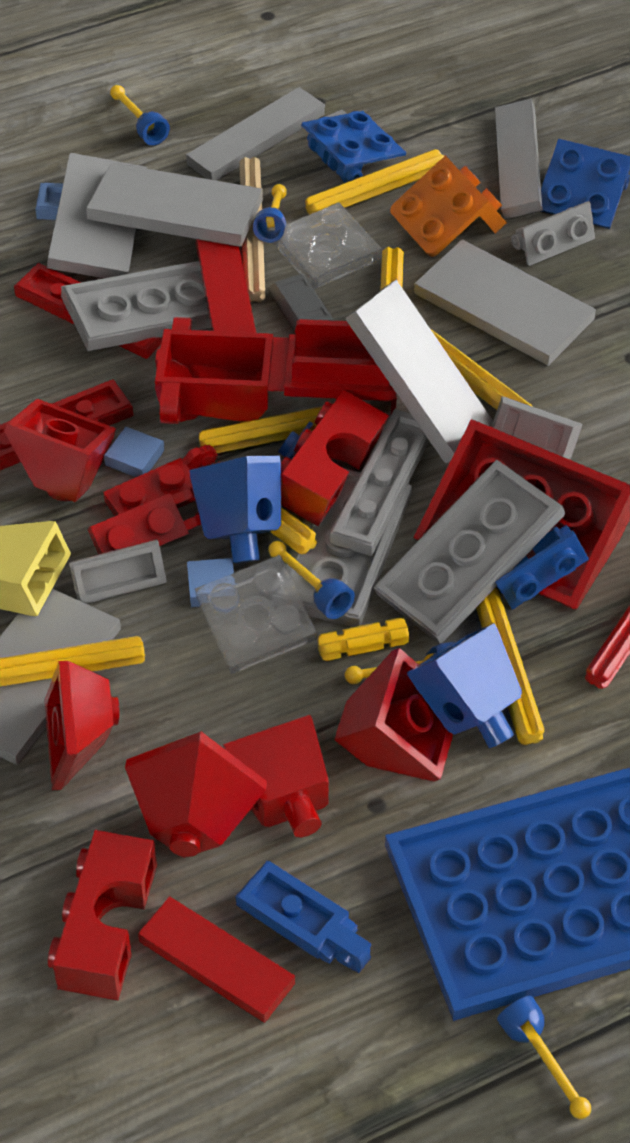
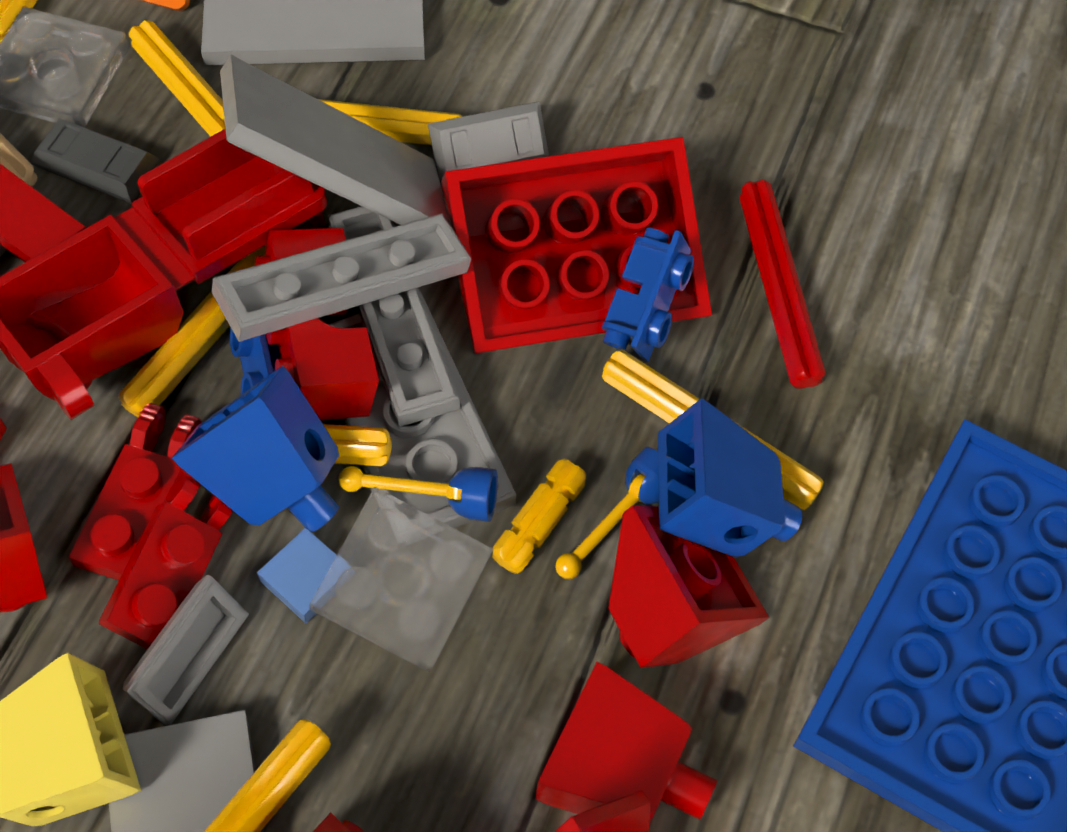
camera: 45 degrees left, 10 degrees up
(134, 452) = (57, 477): medium blue tile -> none
(361, 436) = (339, 276): none -> light grey tile
(468, 551) = (568, 330): light grey tile -> none

